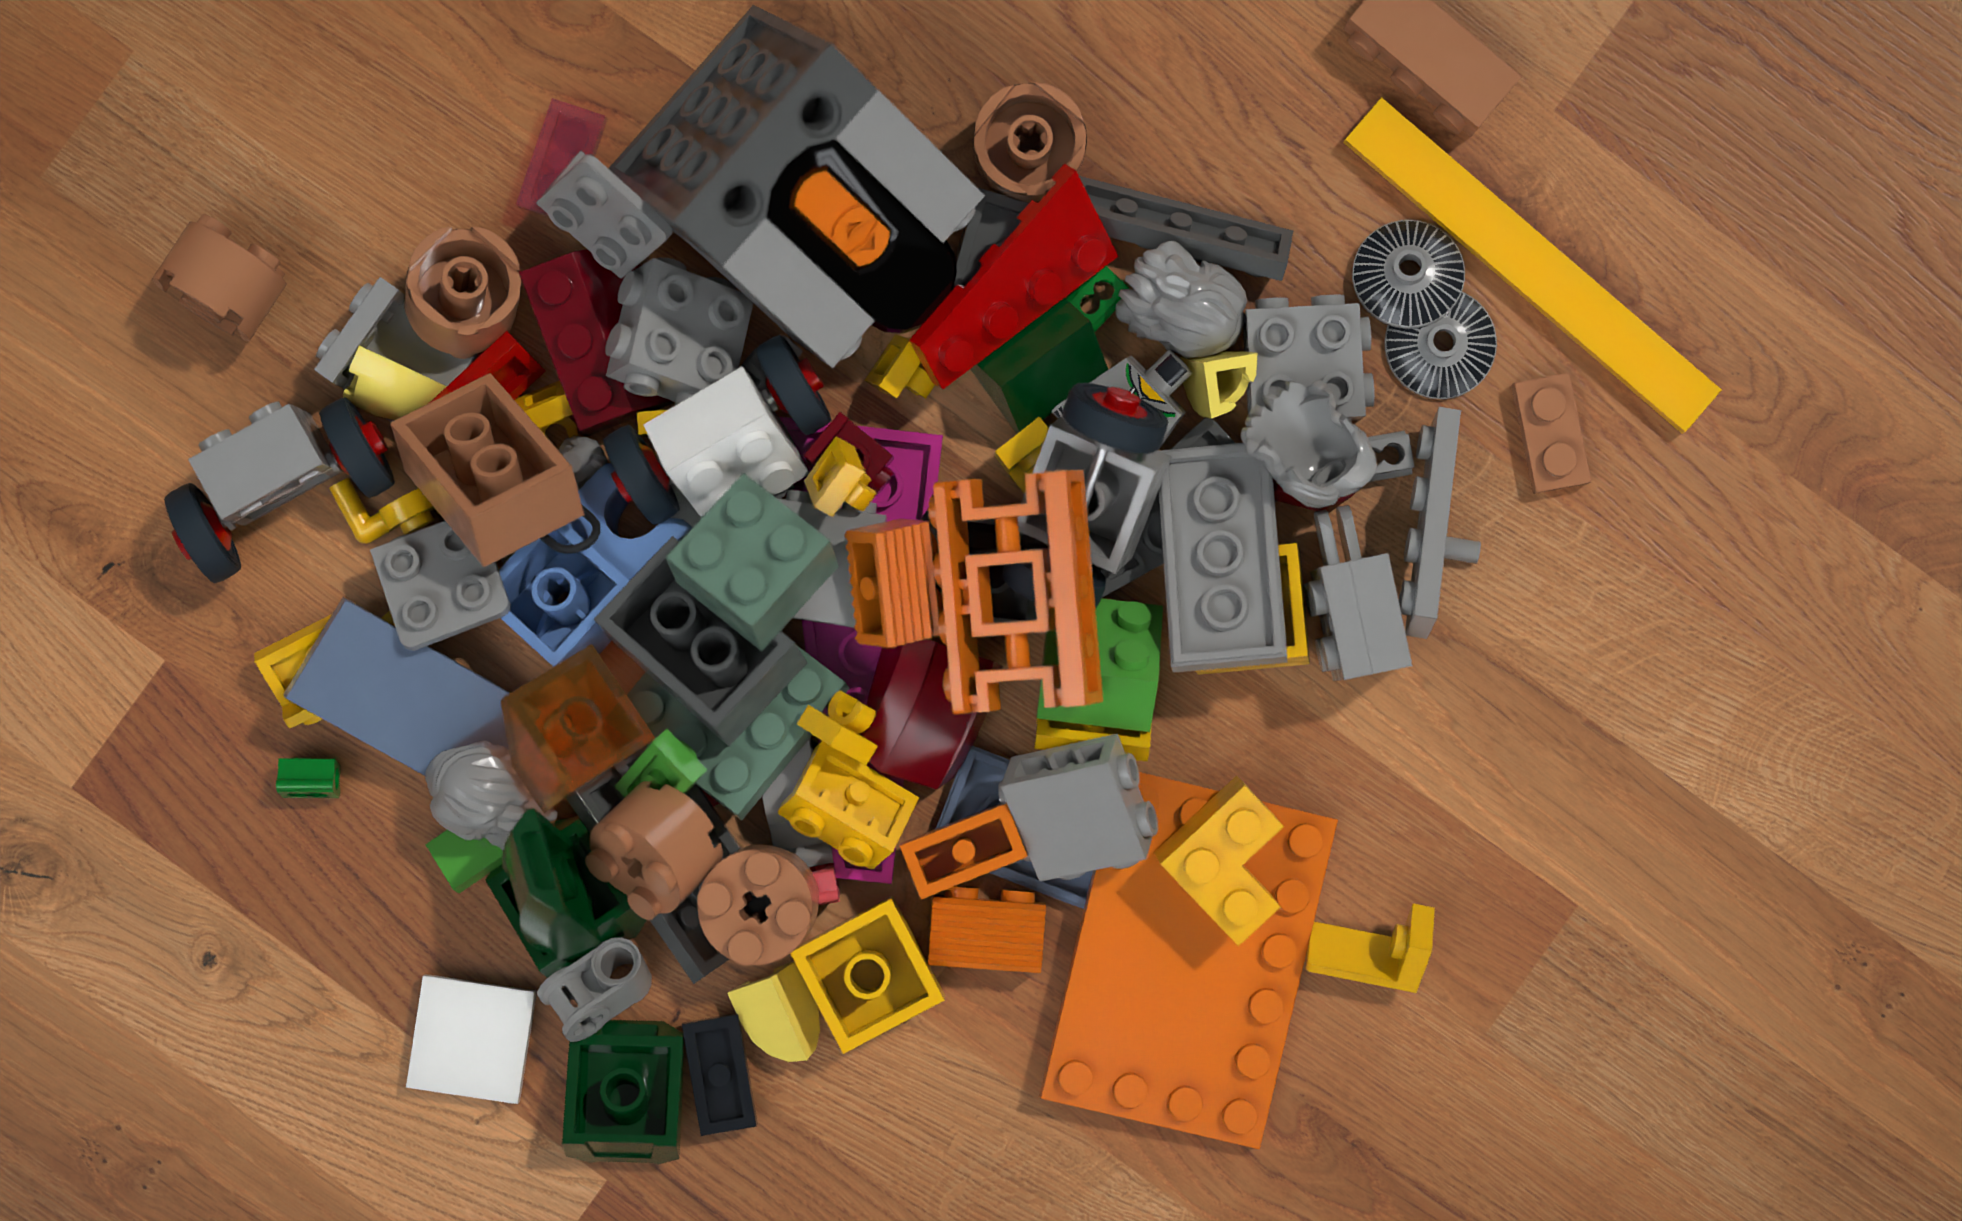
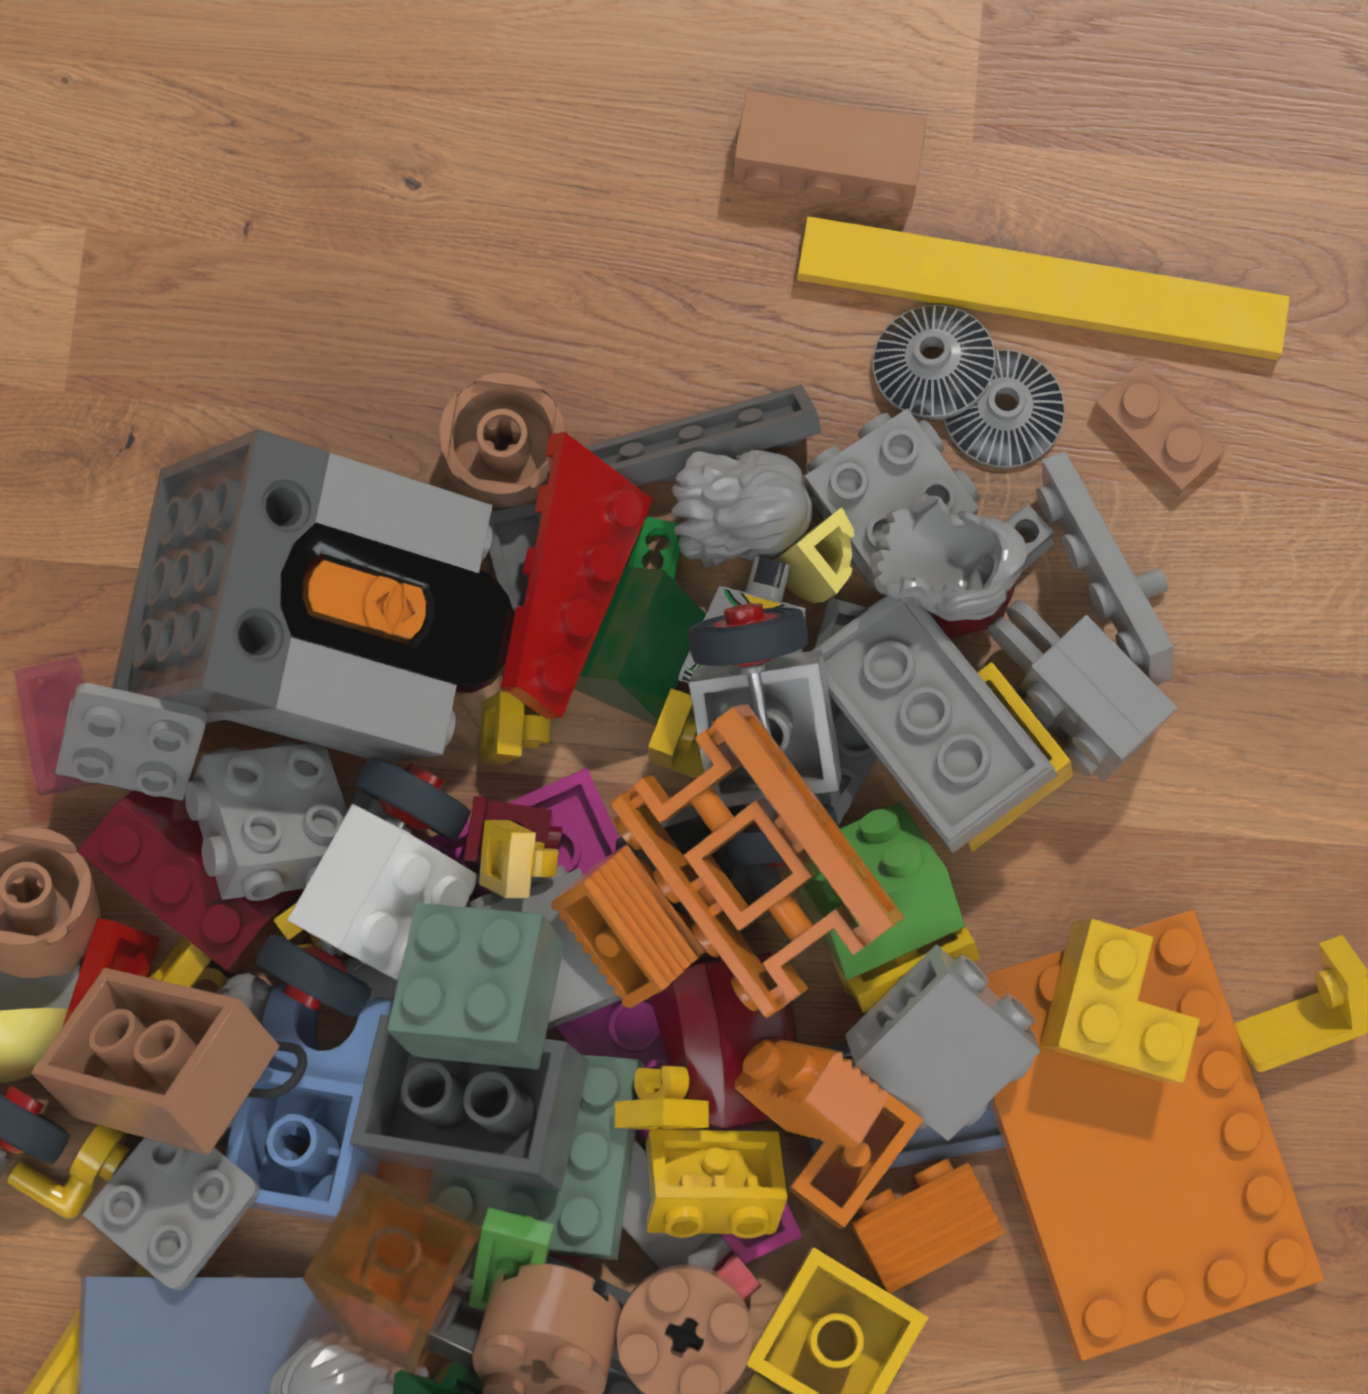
camera: 30 degrees left, 10 degrees down
(956, 785) = (811, 1091): none -> orange brick

